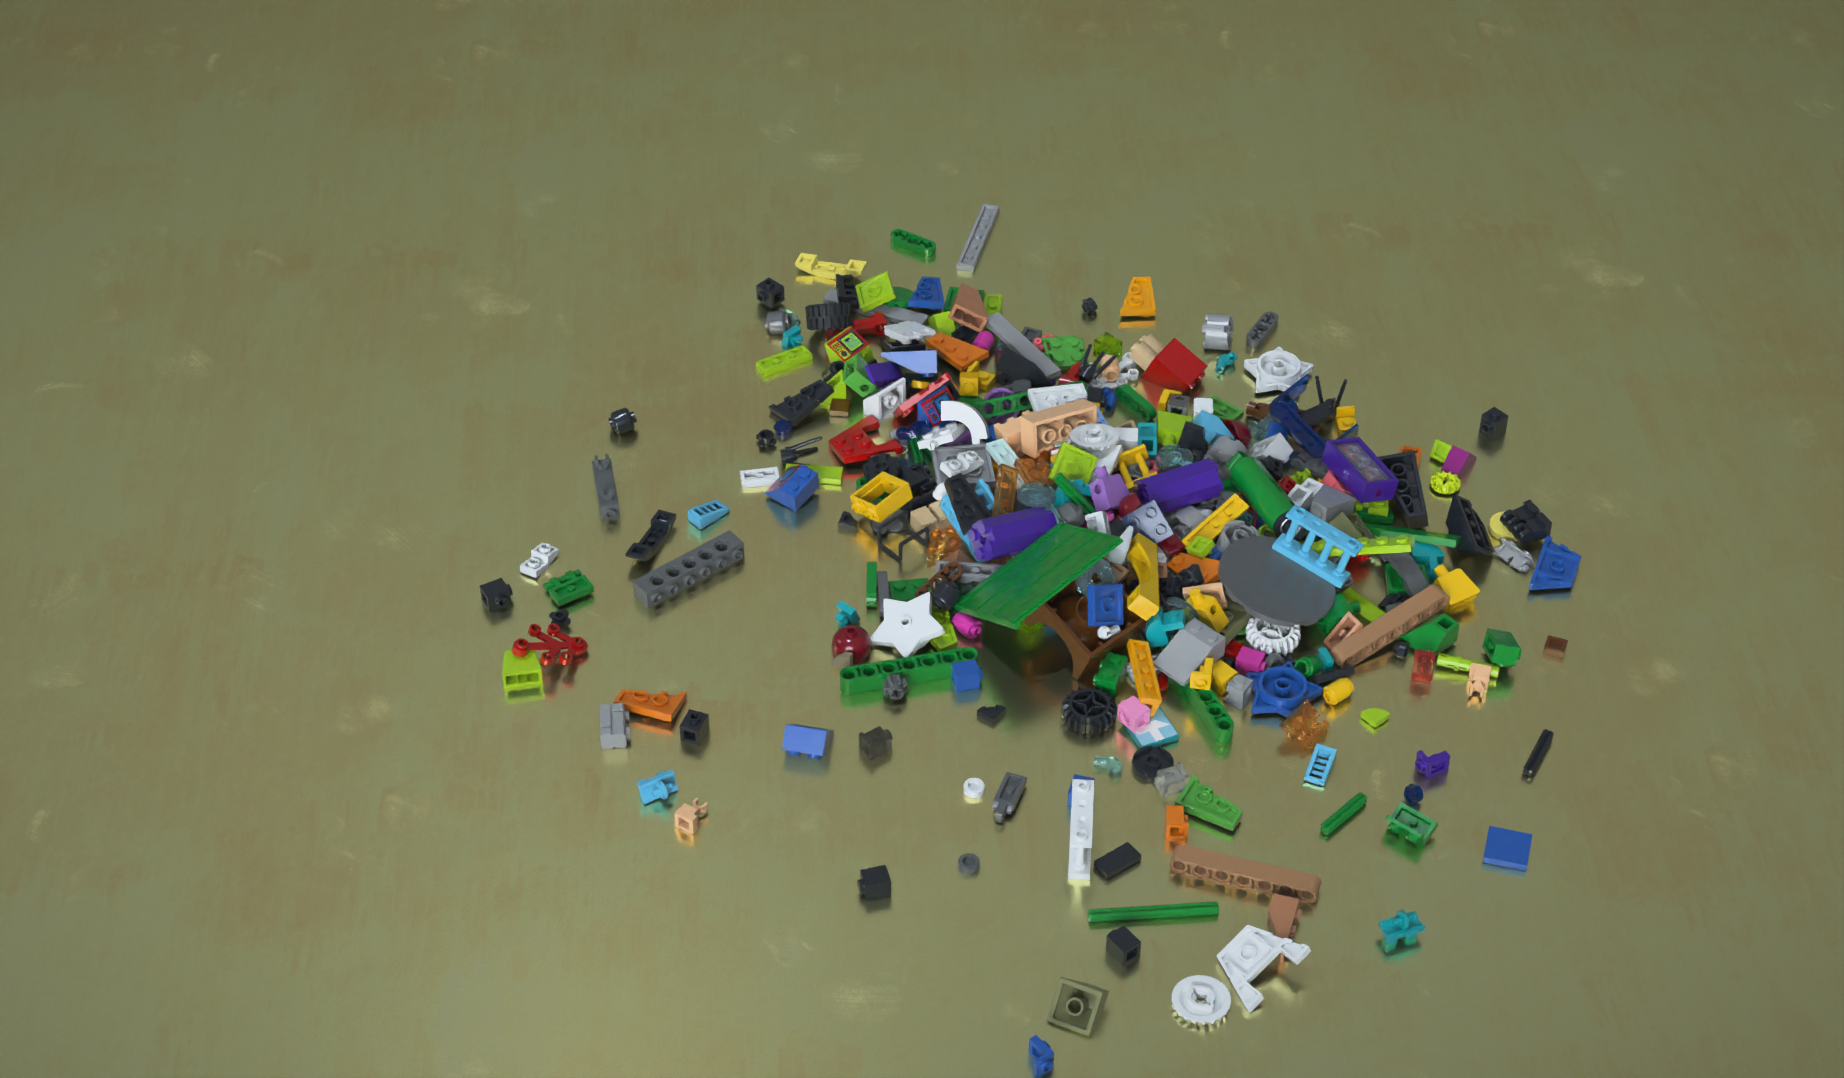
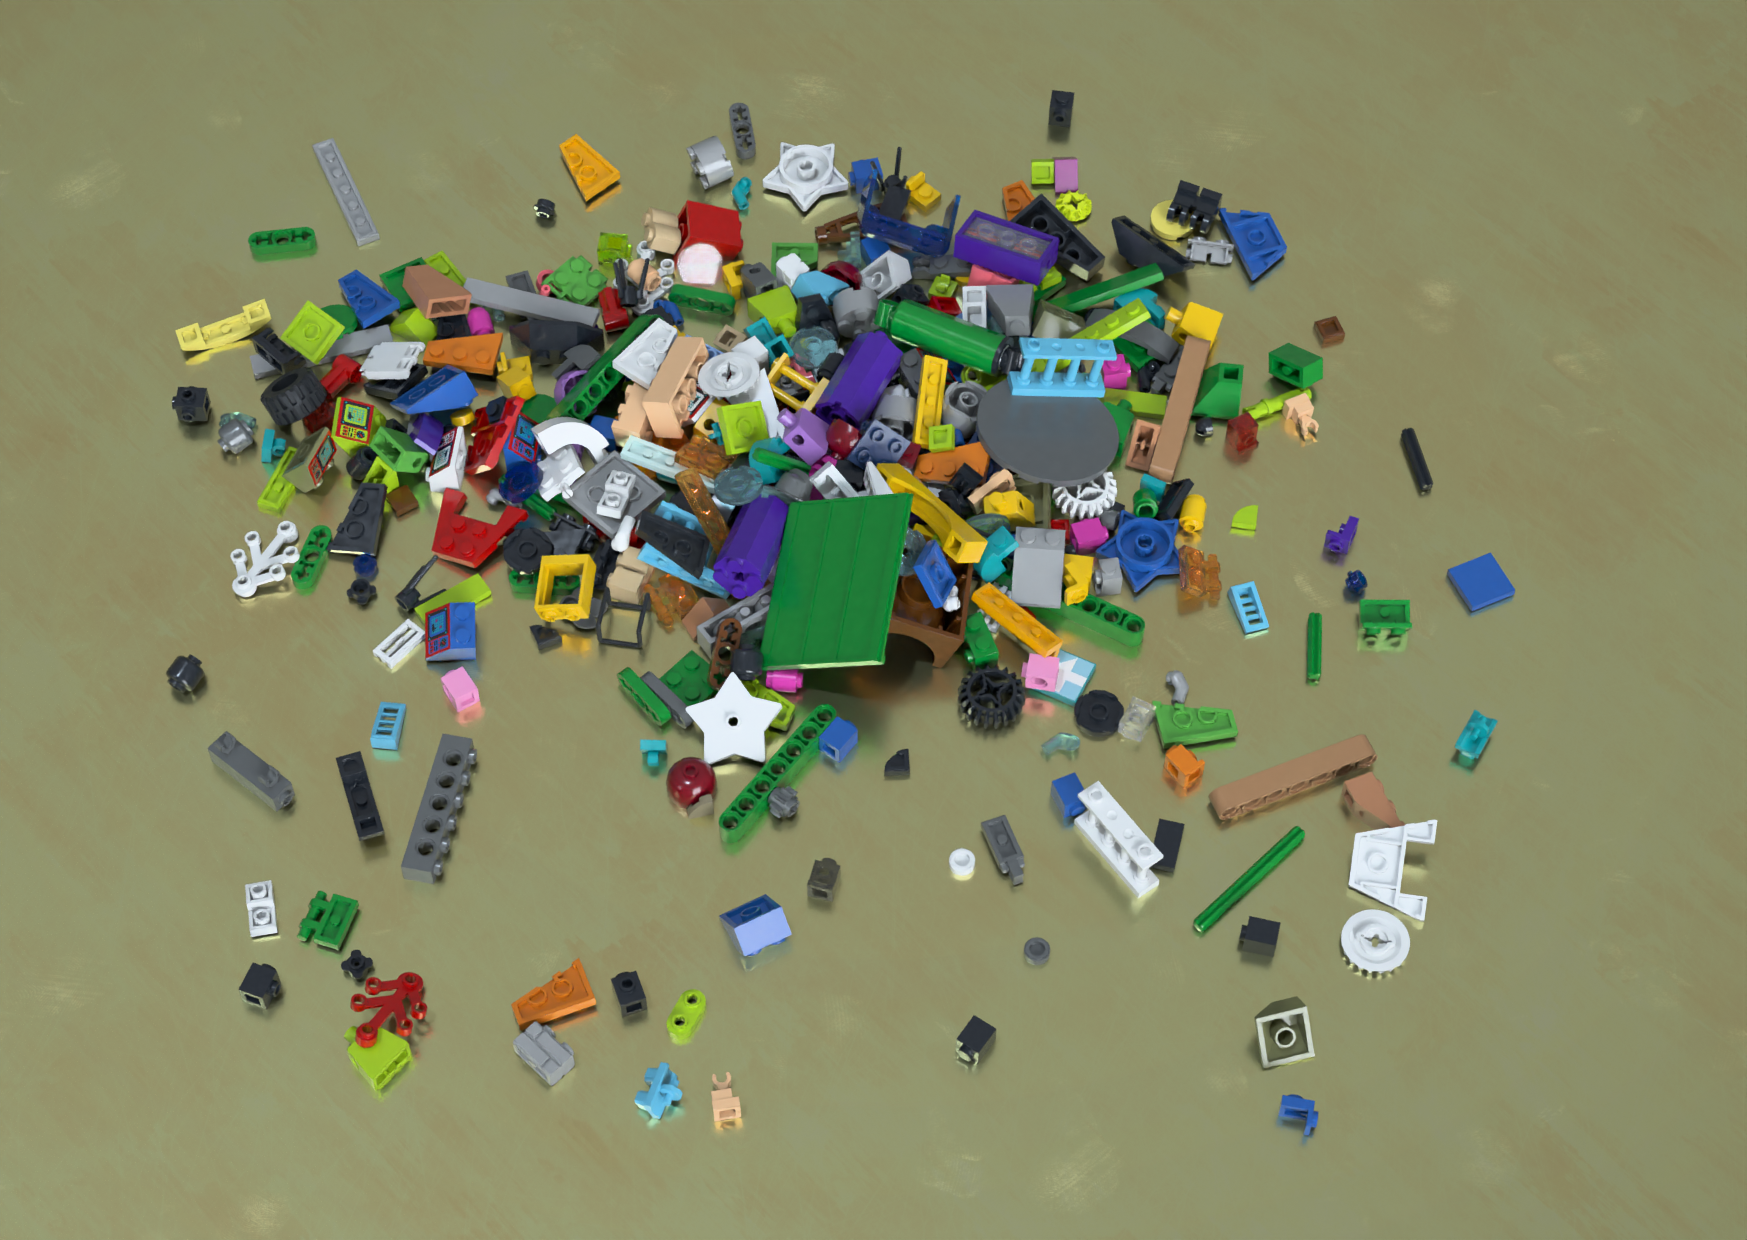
camera: 40 degrees left, 15 degrees up
(717, 761) = (686, 1012): none -> lime plate
(727, 393) = (247, 583): none -> white plant
(746, 411) = (313, 567): none -> green beam
(767, 517) = (460, 689): none -> bright pink brick
(805, 355) = (311, 460): none -> olive slope
(1151, 381) = (700, 265): none -> clear tile
(1224, 780) = (1181, 686): none -> light grey arm
(1311, 393) = (860, 171): none -> blue brick
(1368, 583) = (1115, 373): none -> dark pink brick

